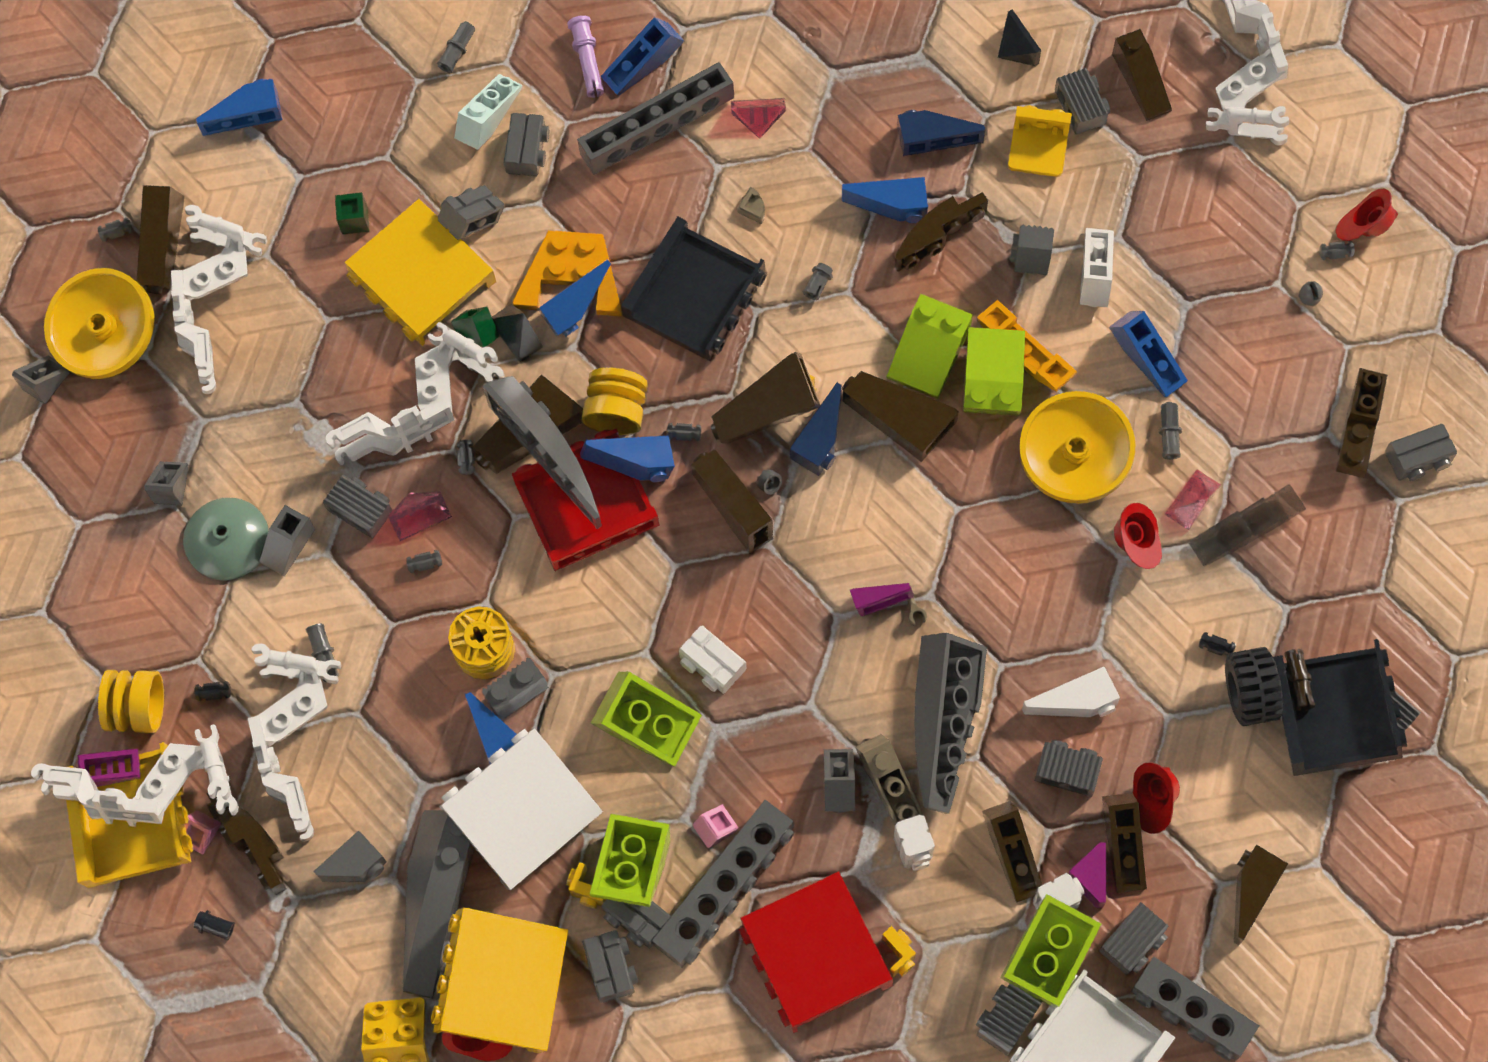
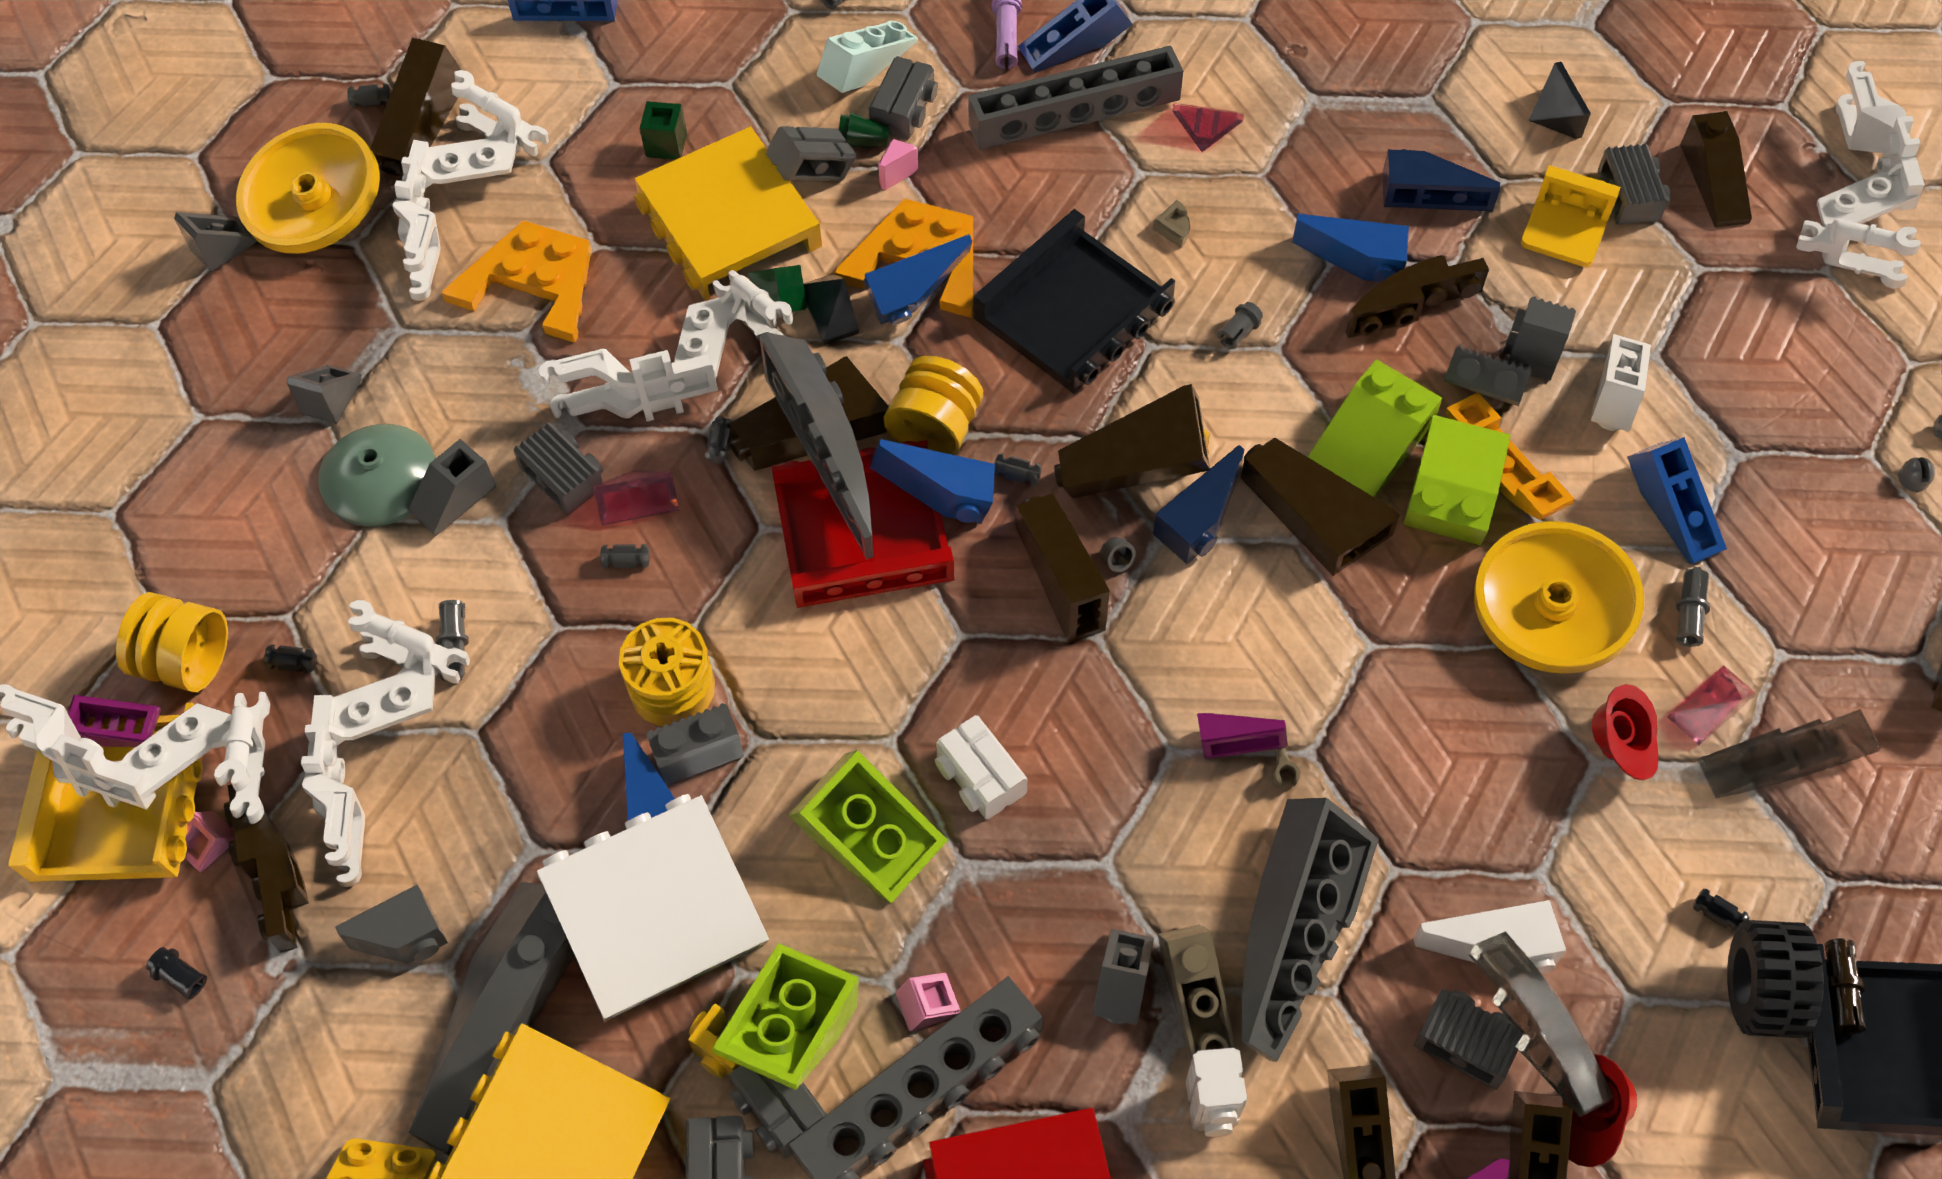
camera: 10 degrees right, 10 degrees down
(288, 343) = (536, 263): none -> light orange wing
(502, 180) = (863, 132): none -> dark green cone
(536, 201) = (897, 163): none -> bright pink slope
(1002, 284) = (1488, 374): none -> dark grey brick
(1117, 756) = (1549, 1032): none -> clear smoke slope

